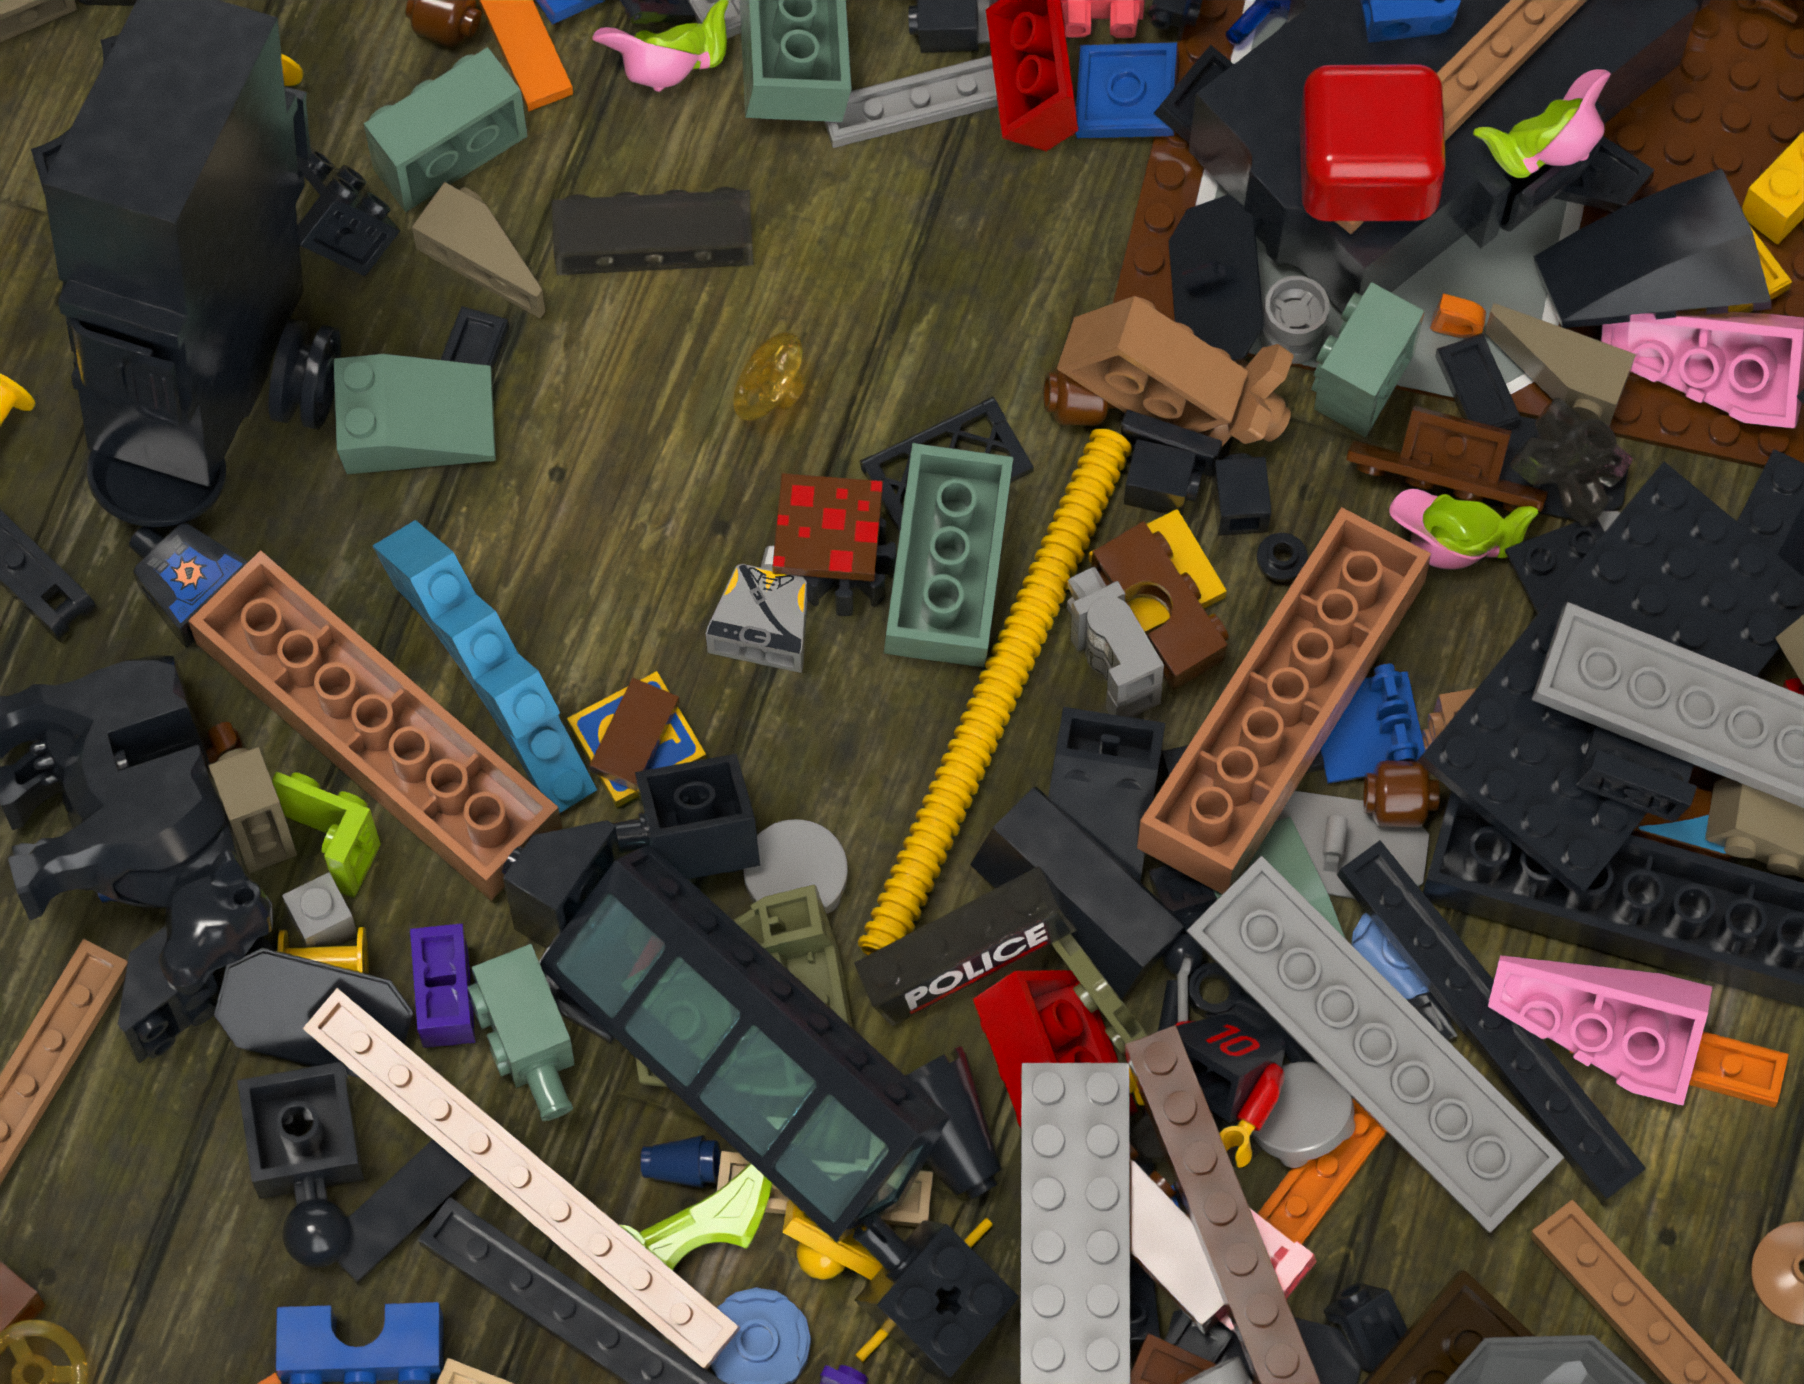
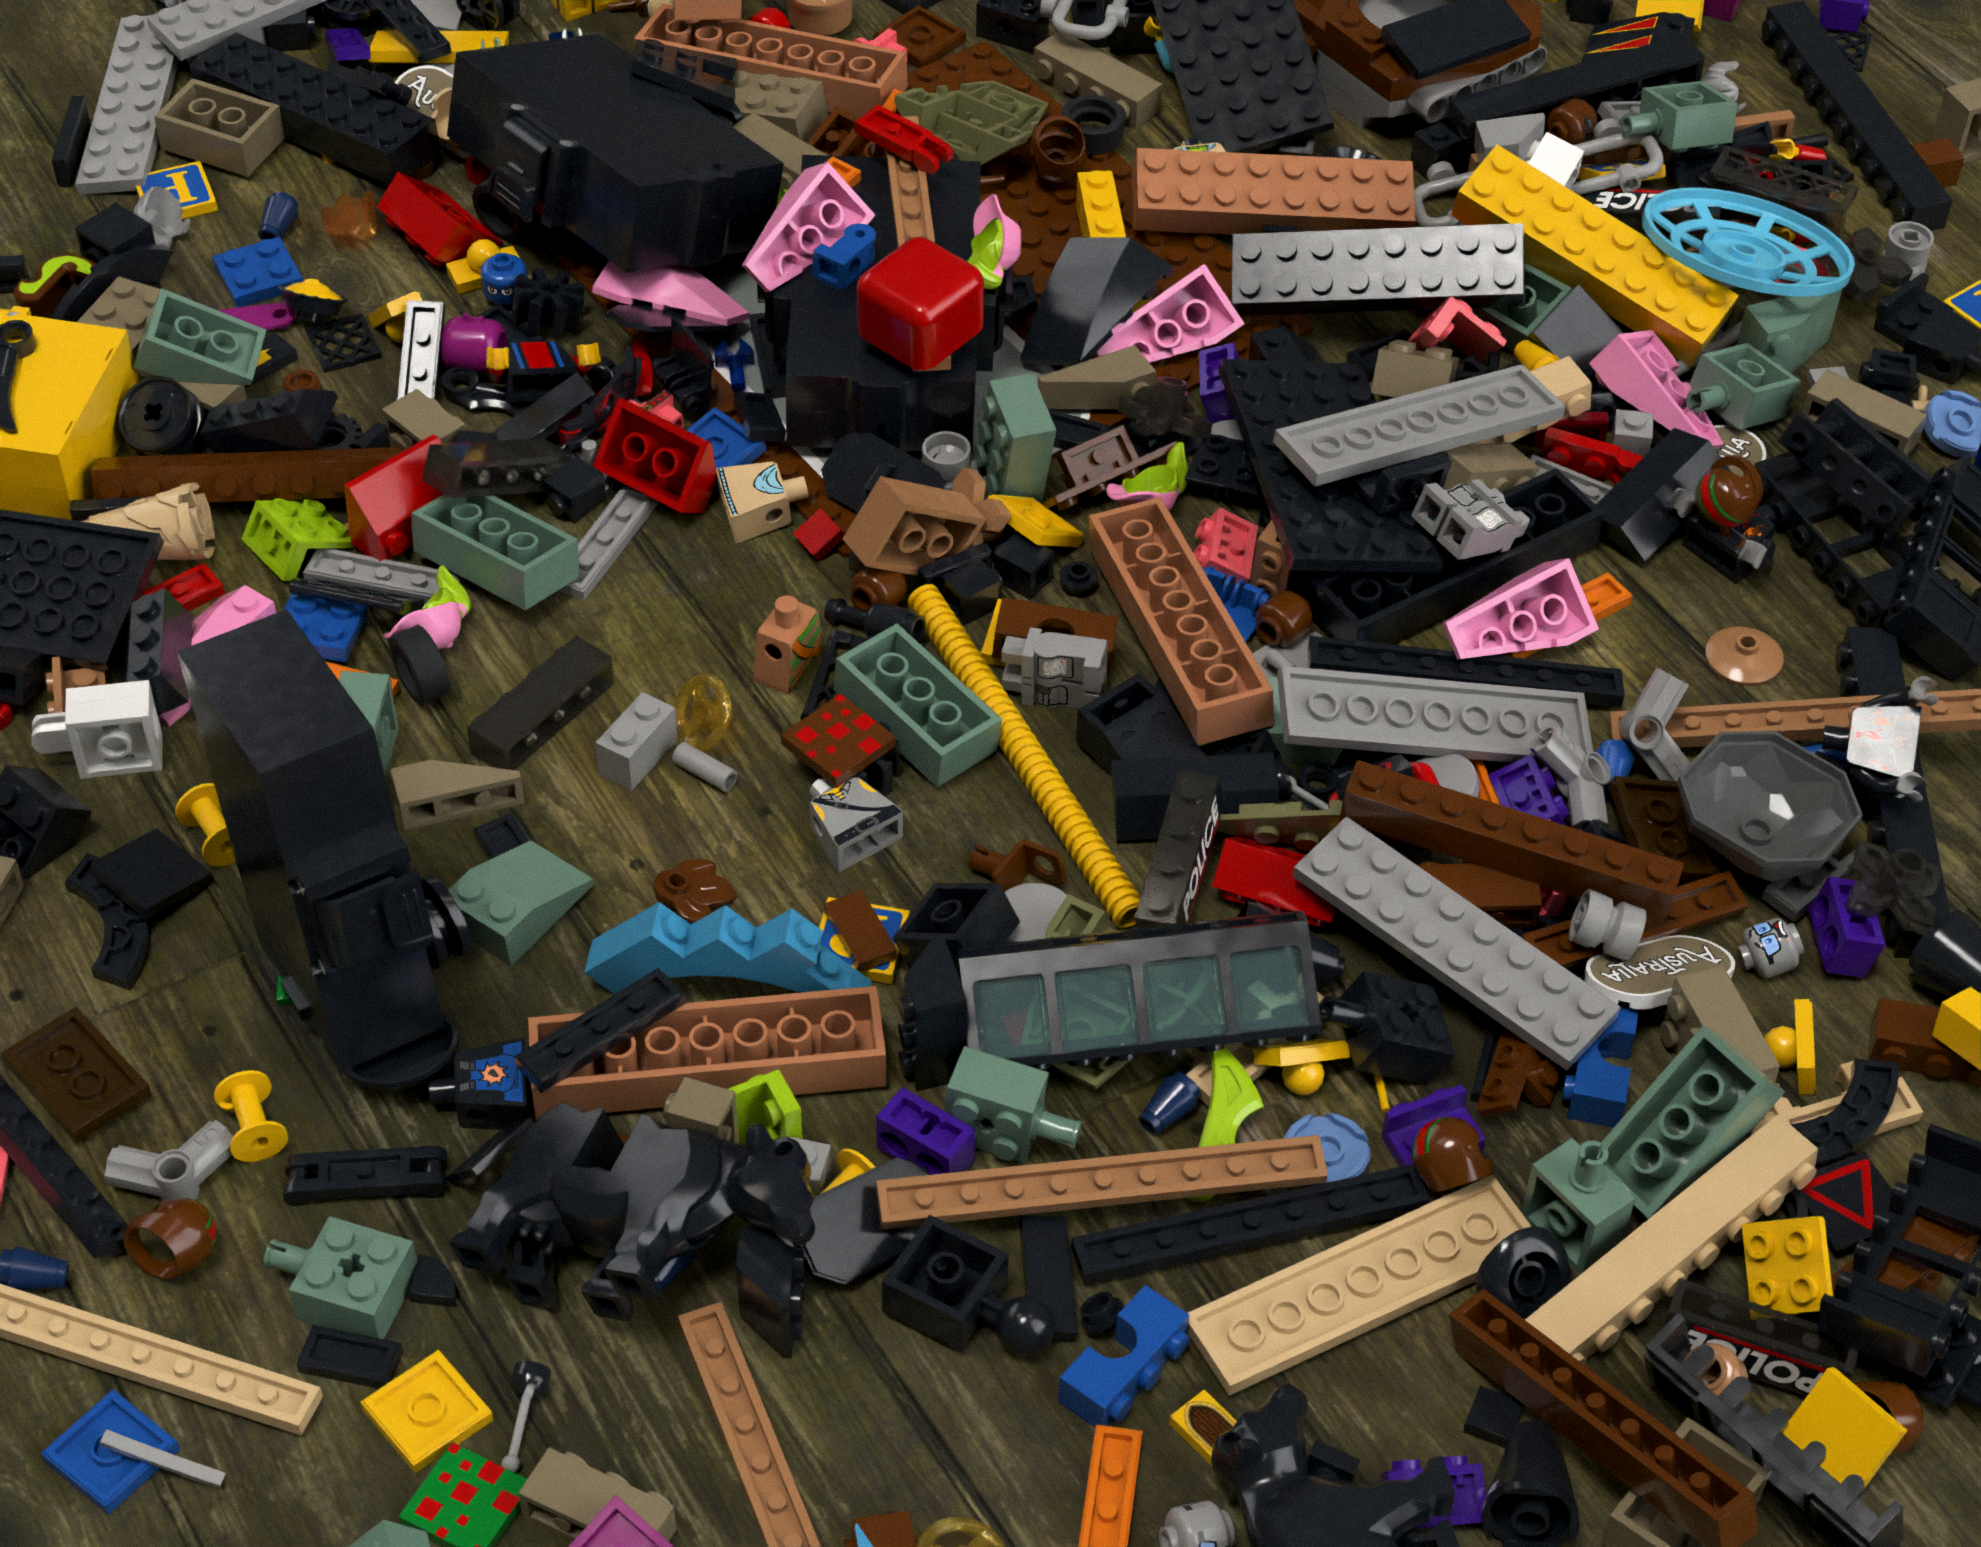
camera: 50 degrees left, 20 degrees down
(106, 635) = (489, 1151): none -> black window
(294, 621) = (599, 1030): none -> black tile
(394, 1284) = (1100, 1313): none -> black plate
(566, 557) = (693, 889): none -> reddish brown plate
(590, 92) = (419, 664): none -> black tyre
(683, 351) = (636, 741): none -> light grey brick
(717, 433) = (704, 766): none -> light grey axle
(833, 799) = (1016, 865): none -> reddish brown bracket
(922, 377) = (787, 644): none -> nougat torso
(1039, 431) = (877, 618): none -> black piece
(1092, 185) = (757, 498): none -> tan torso
(1105, 279) = (819, 534): none -> red tile
(1305, 459) = (1039, 522): none -> yellow tile
(1377, 1208) = (1528, 789): none -> dark purple bracket
(1440, 1213) = (1577, 774): none -> light grey piece
(1451, 659) = (1226, 544): none -> coral bracket
(1497, 1256) = (1619, 760): none -> blue cone
(1551, 1279) = (1657, 706): none -> light grey piece
(1666, 877) = (1469, 515): none -> light grey hips
(1697, 455) = (1211, 386): none -> dark purple brick

